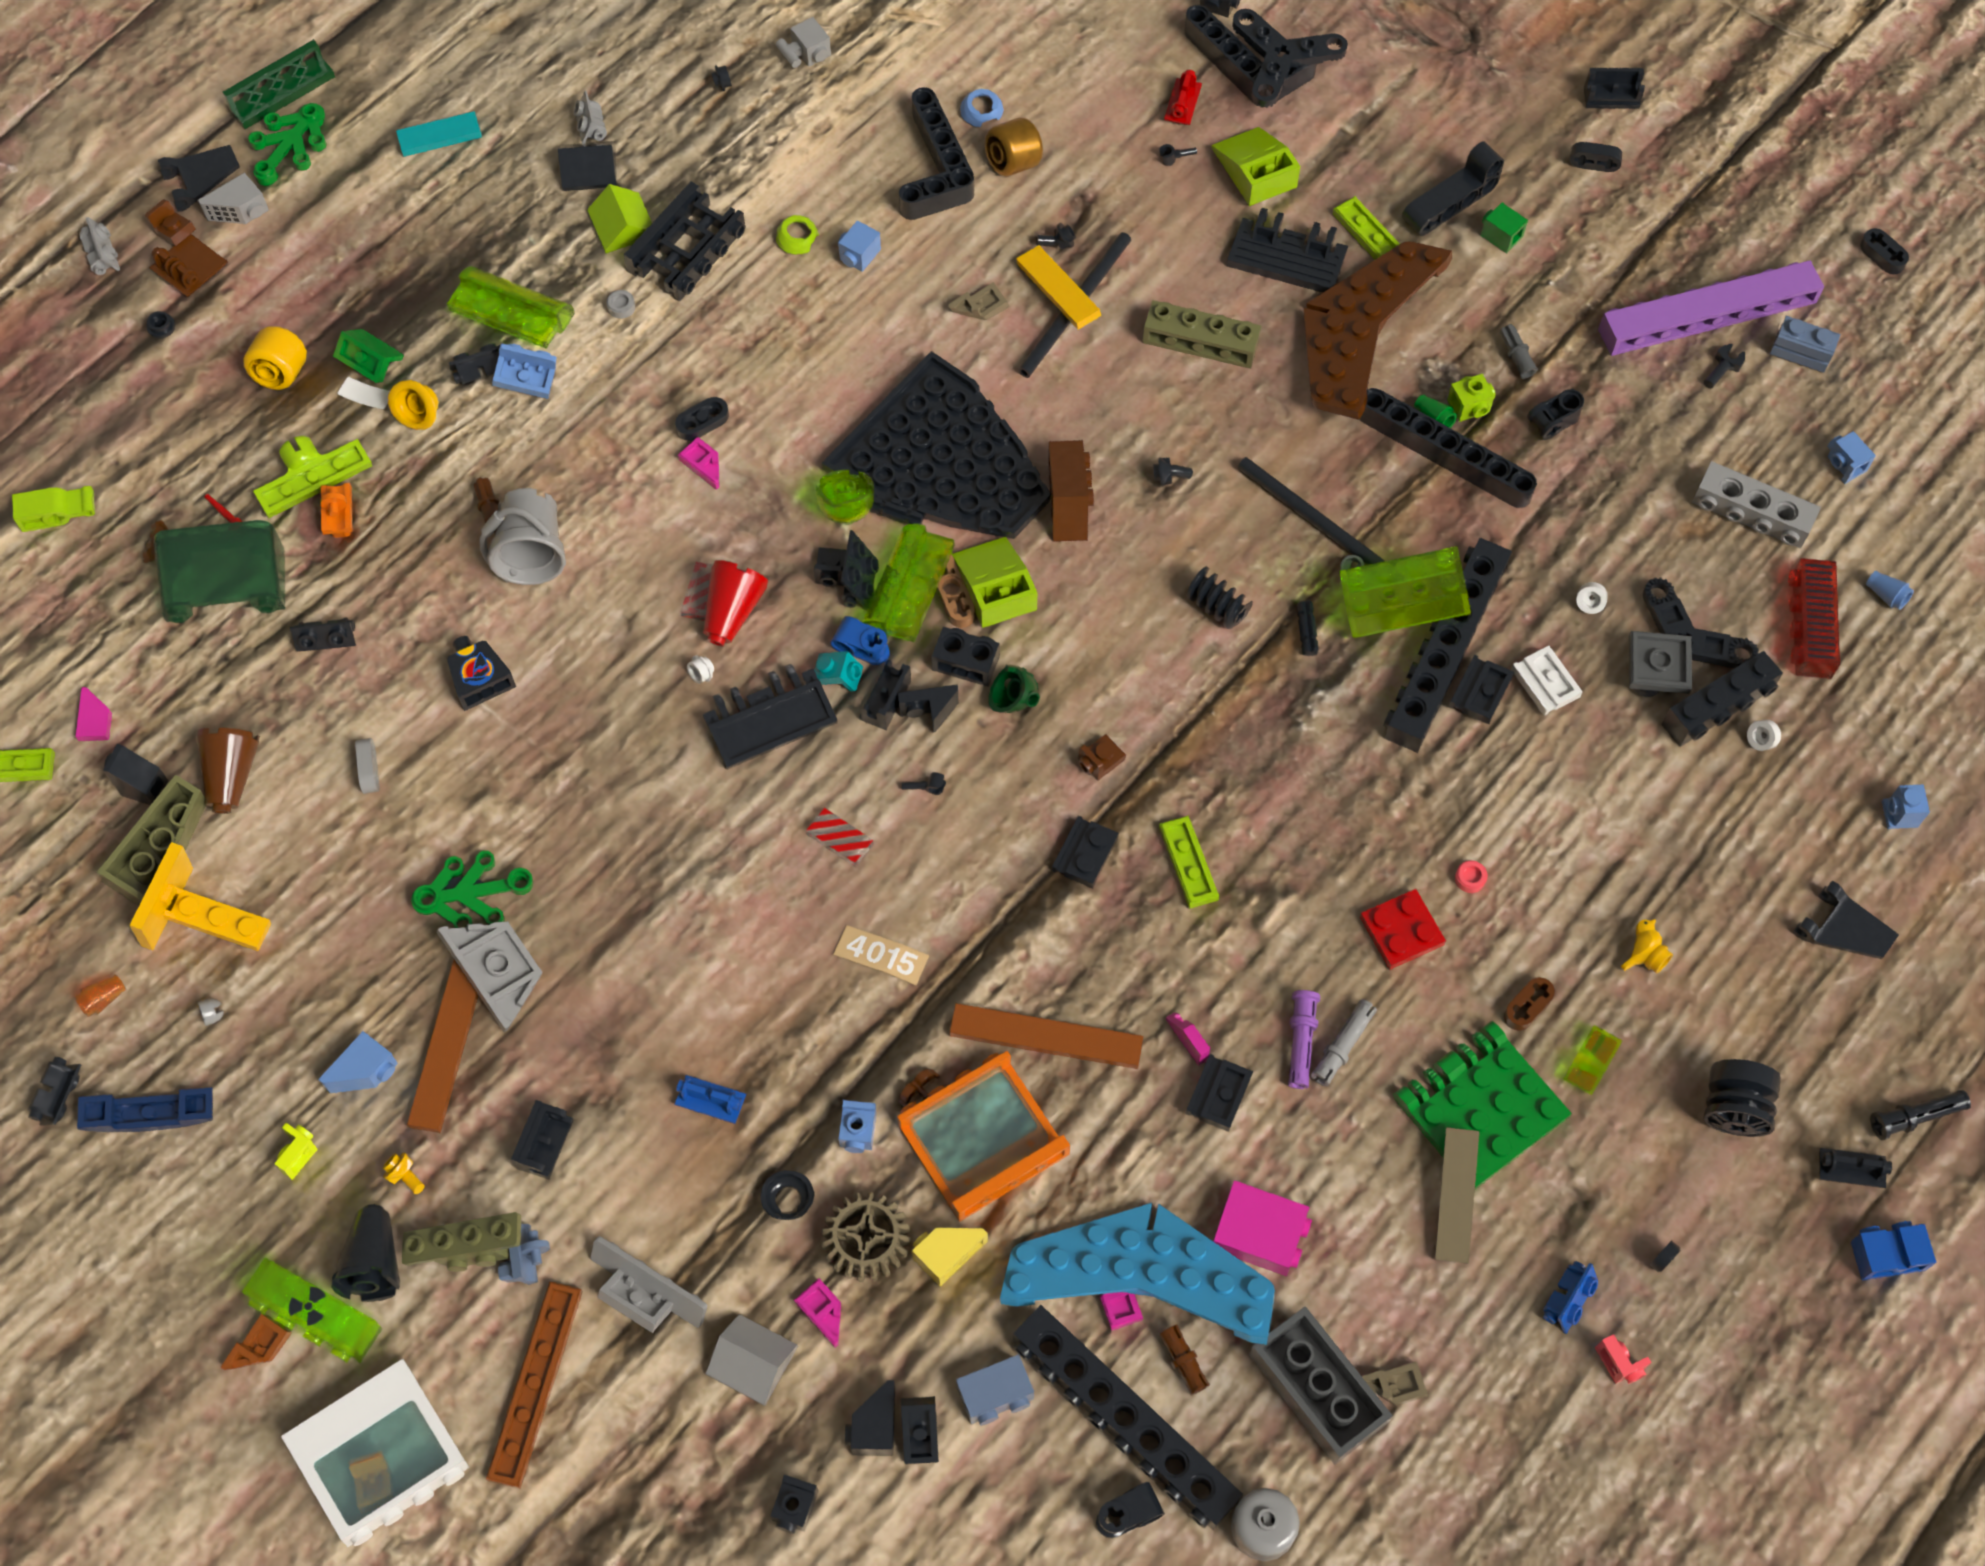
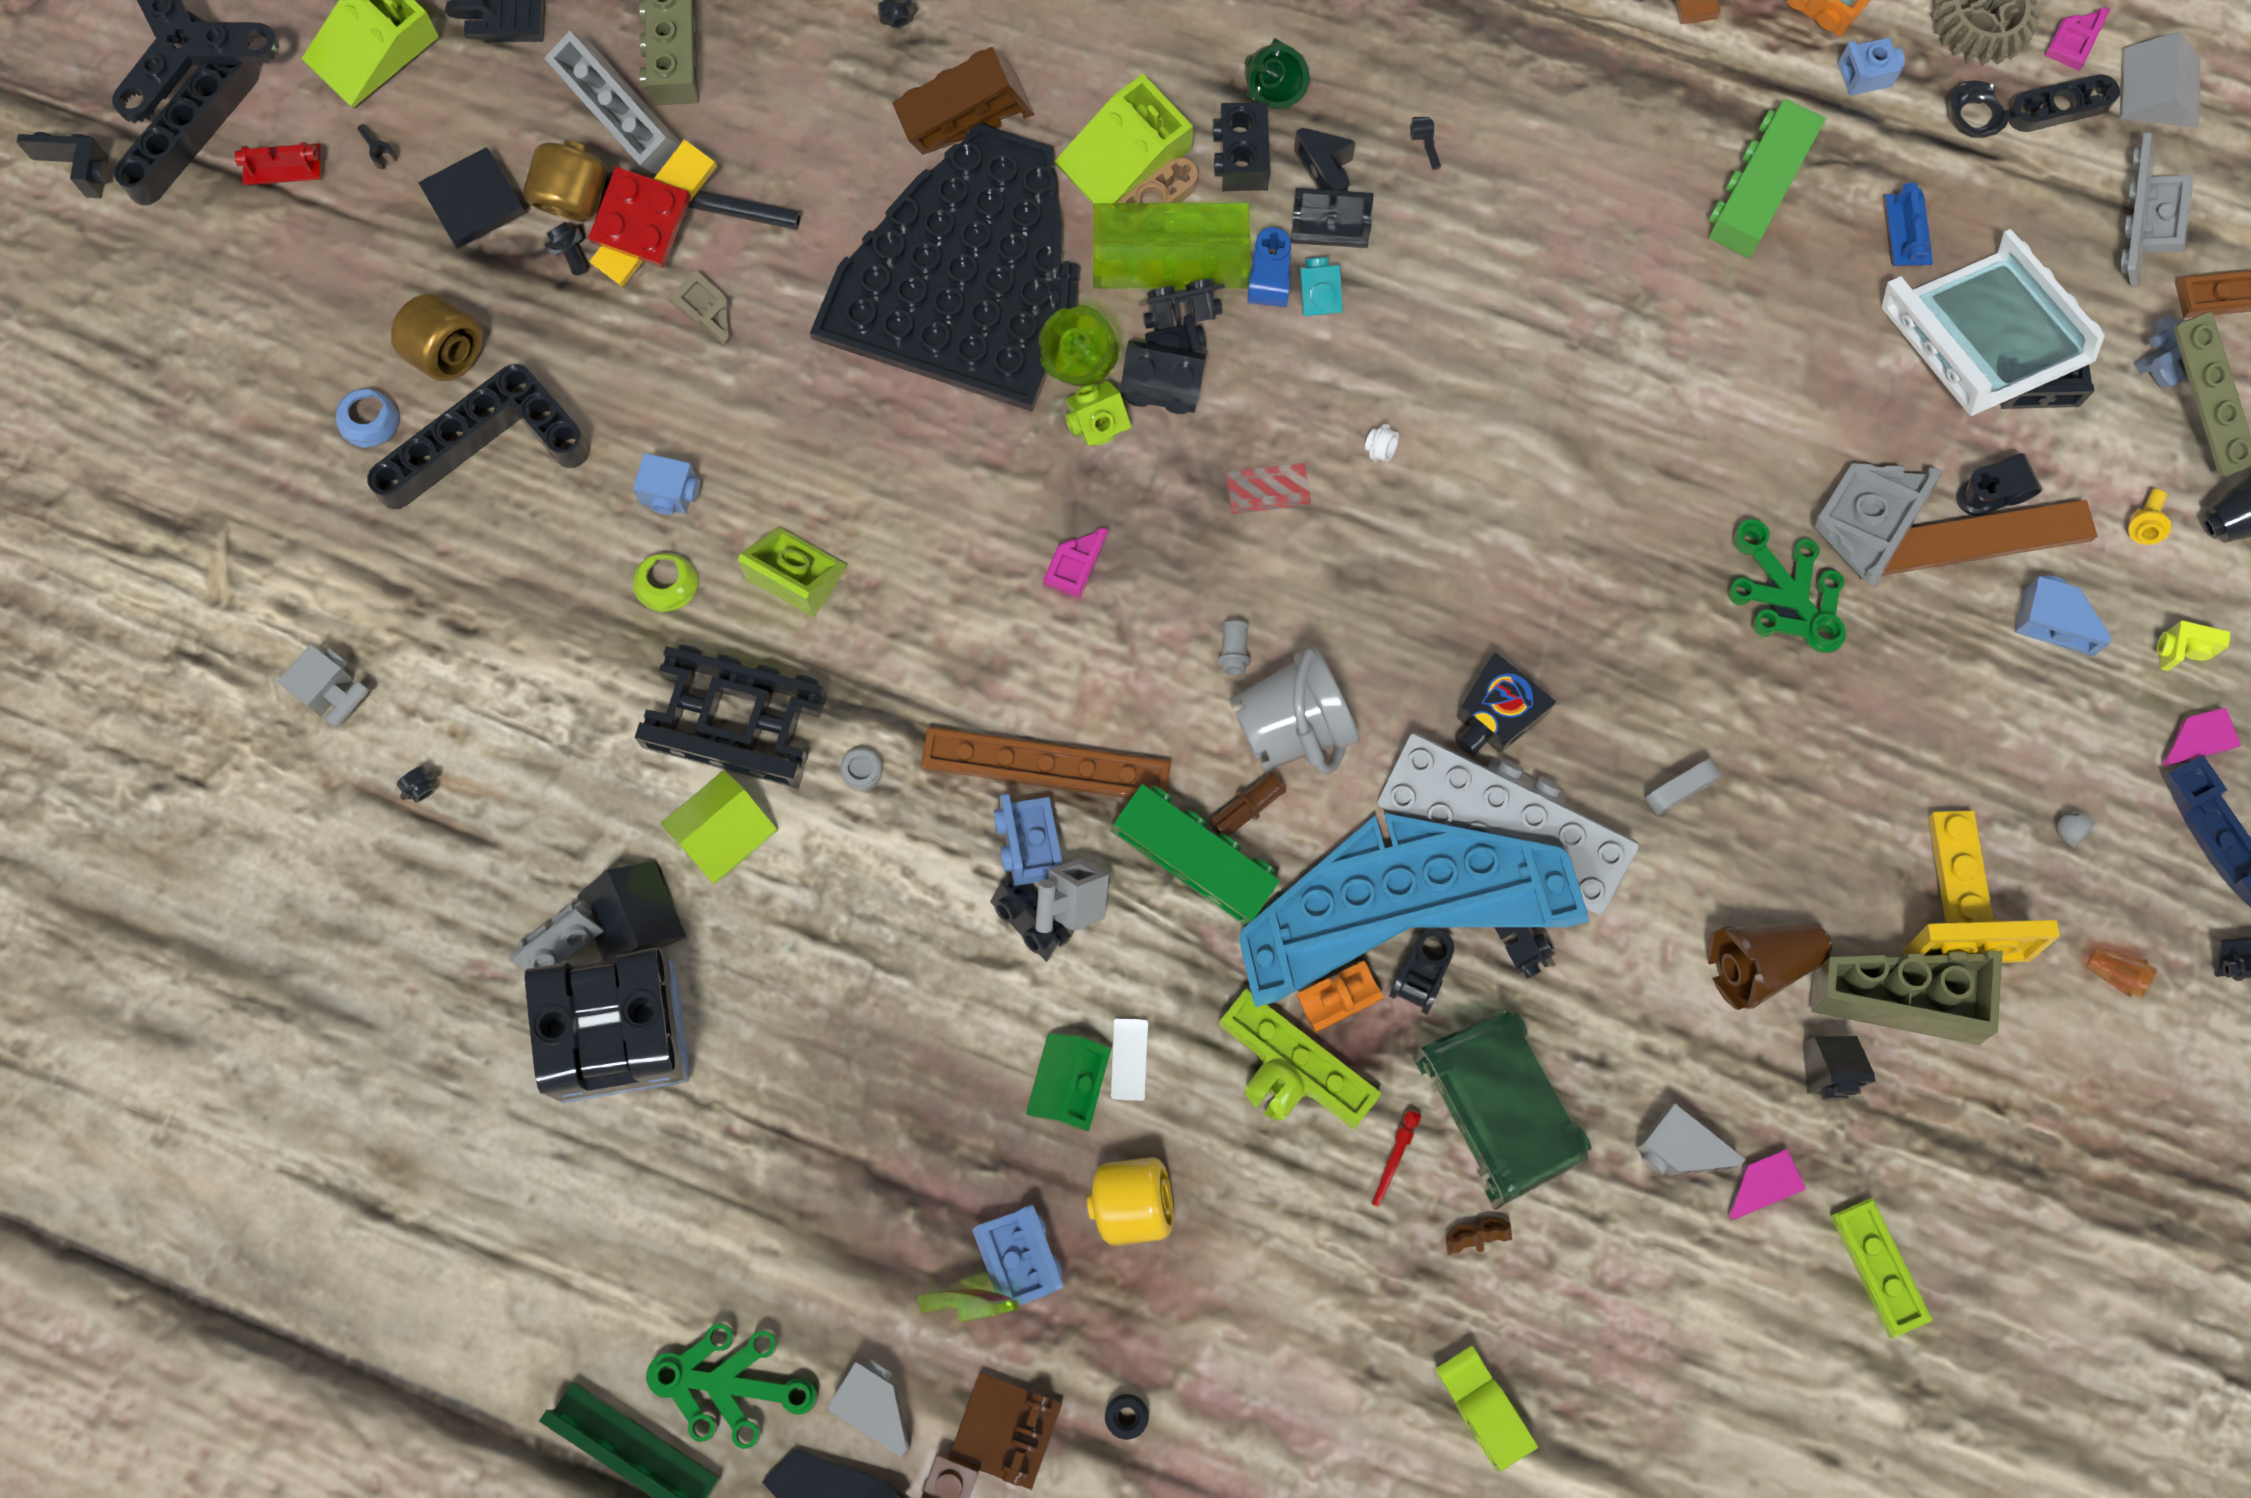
camera: 110 degrees left, 10 degrees up
(138, 675) = (1685, 1146): none -> light grey slope
(228, 1133) = (2202, 735): none -> dark pink tile
(262, 257) = (969, 1303): none -> clear neon green slope
(278, 293) = (1019, 1256): none -> medium blue bracket
(328, 564) = (1420, 977): none -> black piece
(391, 569) = (1424, 880): none -> dark azure wing
(403, 653) = (1501, 800): none -> light grey bracket
(413, 404) = (1135, 965): yellow hat -> none
(439, 134) = (643, 1161): teal tile -> none
(467, 457) = (1195, 854): none -> green brick
(473, 379) = (1072, 896): none -> light grey brick
(476, 1074) = (1999, 486): none -> black piece
(509, 307) = (924, 911): clear neon green brick -> none
(513, 118) = (606, 1026): none -> black piece
(573, 405) = (1041, 763): none -> dark orange tile
(591, 529) = (1234, 648): none -> light grey pin
(597, 1108) = (1995, 326): none -> panel
(701, 419) = (1016, 583): black plate -> none
(730, 600) = (1280, 434): red cone -> none
(761, 1243) = (2075, 91): none -> black beam
(767, 296) = (791, 570): none -> lime slope
(770, 719) = (1417, 334): black hinge -> none
(793, 1005) = (1766, 178): none -> bright green brick
(796, 497) = (1096, 413): none -> lime brick
(804, 544) = (1162, 377): none -> black bracket
(840, 837) = (1533, 209): tile -> none
(881, 954) = (1654, 121): tan sticker -> none
(916, 1086) = (1801, 32): reddish brown piece -> none
(1053, 273) = (639, 217): none -> red plate
(1094, 236) = (565, 181): none -> pearl gold head
(1114, 193) = (471, 197): none -> black tile
(1148, 280) = (613, 101): none -> light grey brick

